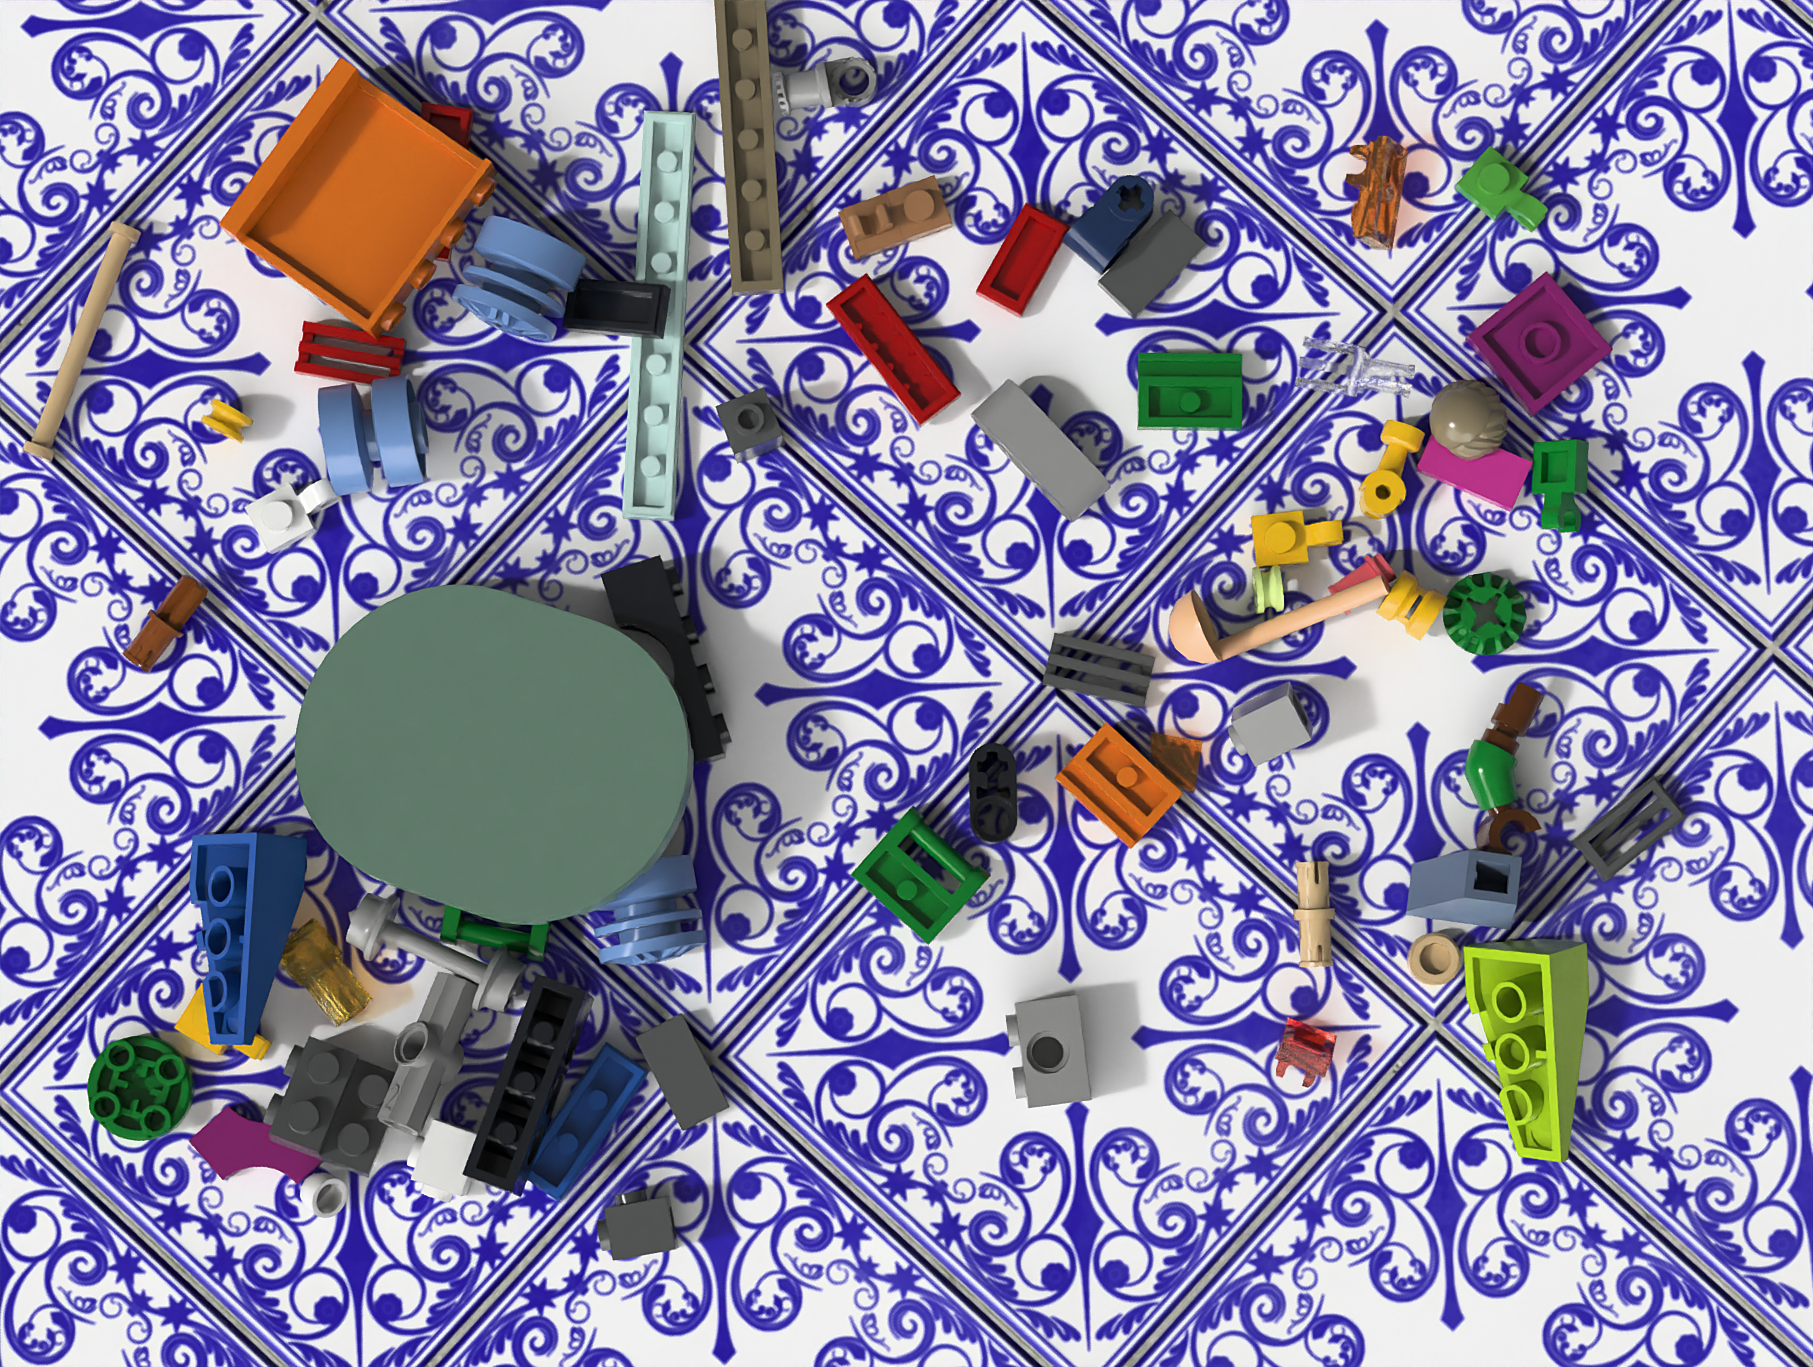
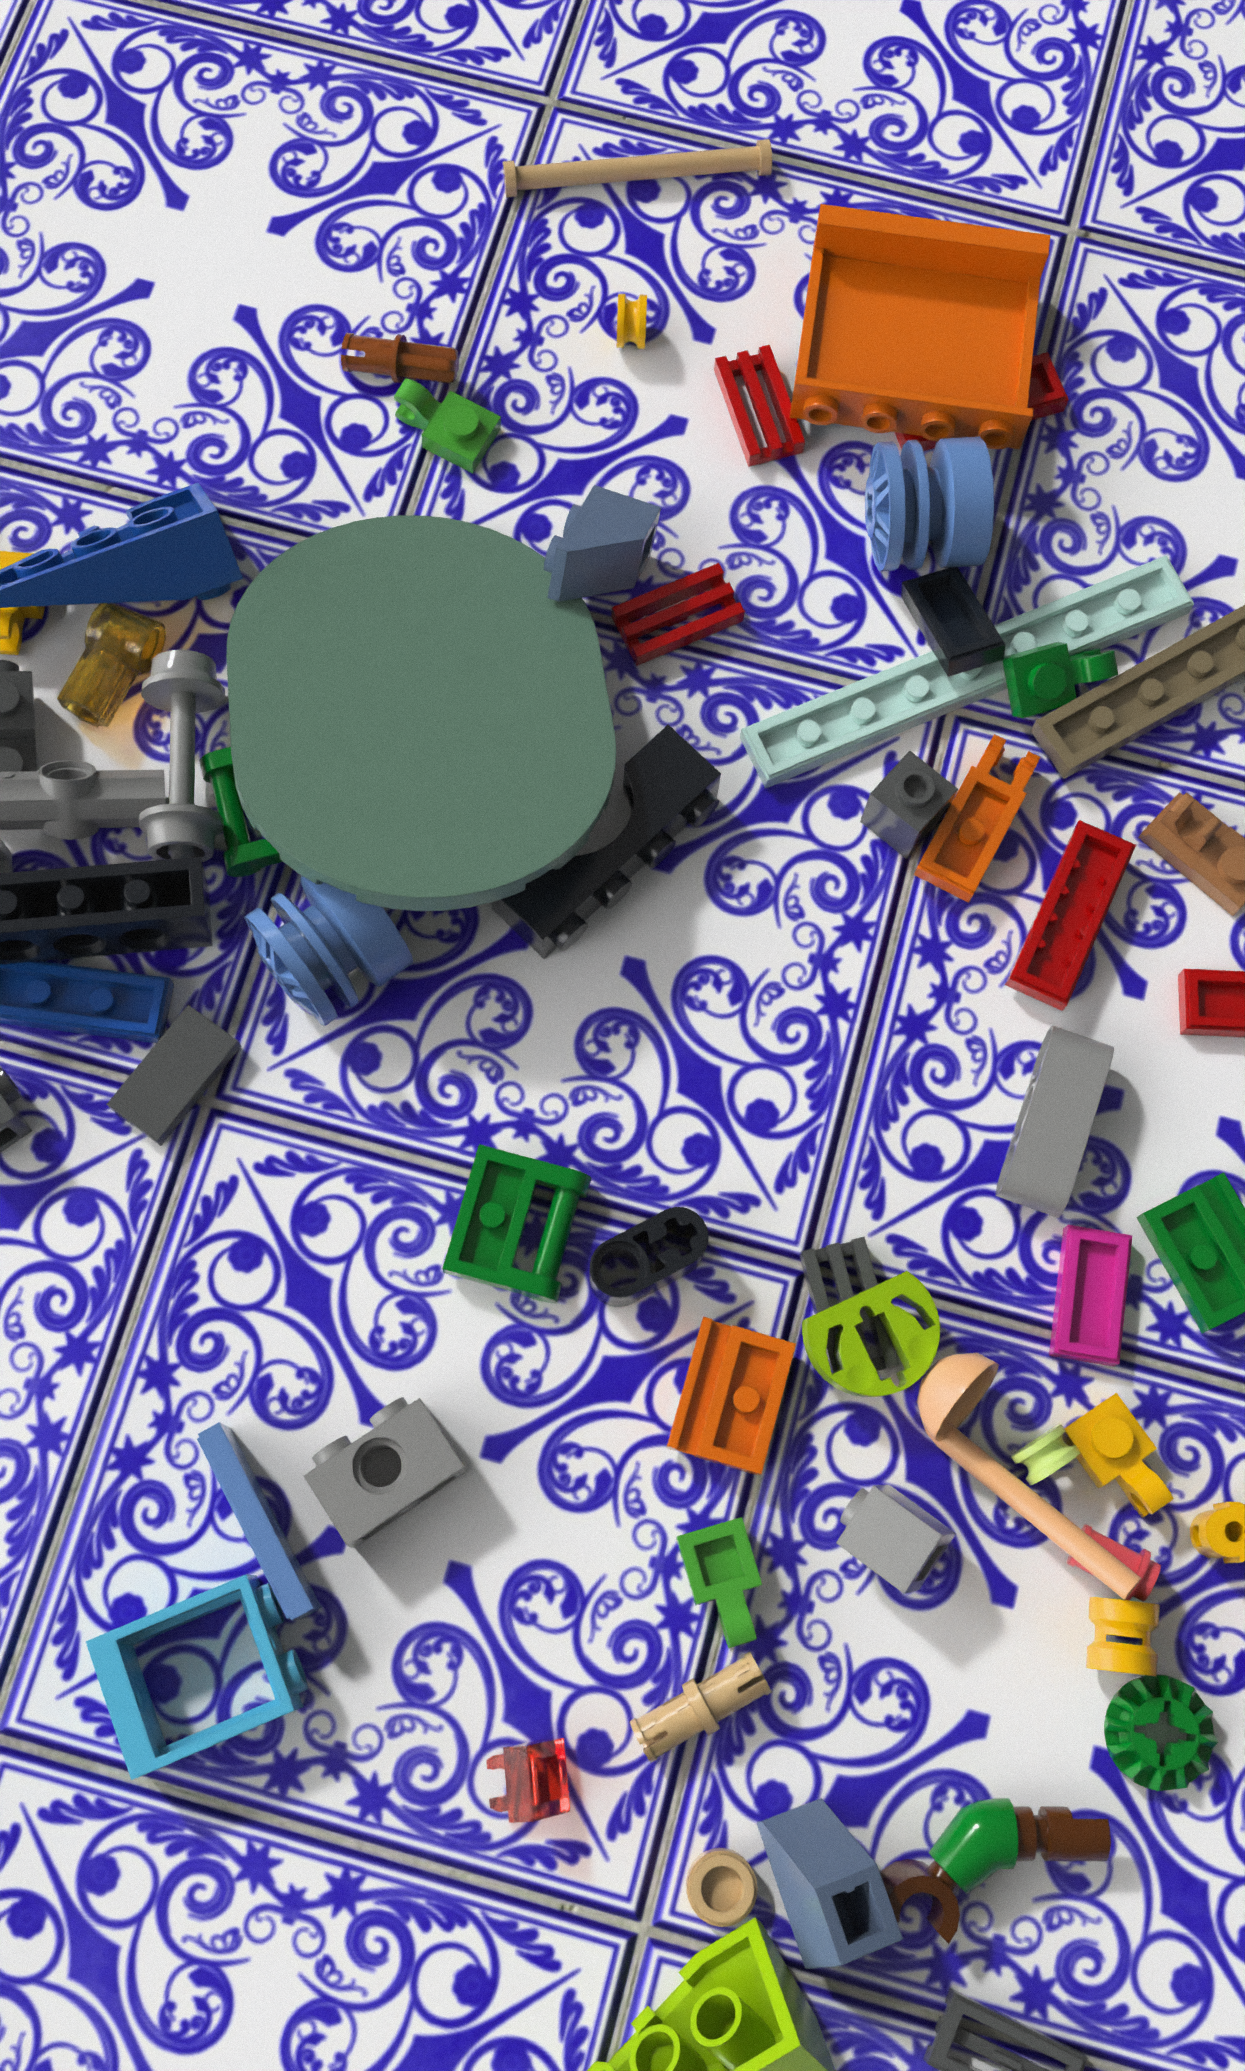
camera: 55 degrees right, 10 degrees down
(248, 607) = (452, 430): none -> bright green plate
(285, 515) = (572, 419): white plate -> none
(387, 433) = (690, 441): medium blue wheel -> none
(423, 543) = (601, 545): none -> sand blue slope
(501, 471) = (671, 594): none -> red tile
(697, 261) = (1047, 675): none -> green plate
(787, 380) = (975, 824): none -> orange hinge
(1042, 1156) = (258, 1522): none -> medium blue tile
(1124, 1297) = (130, 1700): none -> medium azure window
(1145, 690) = (912, 1343): none -> lime piece
(1175, 493) = (1090, 1295): none -> dark pink tile
(1177, 759) = (796, 1449): clear orange tile -> none
(1231, 853) = (720, 1569): none -> bright green plate

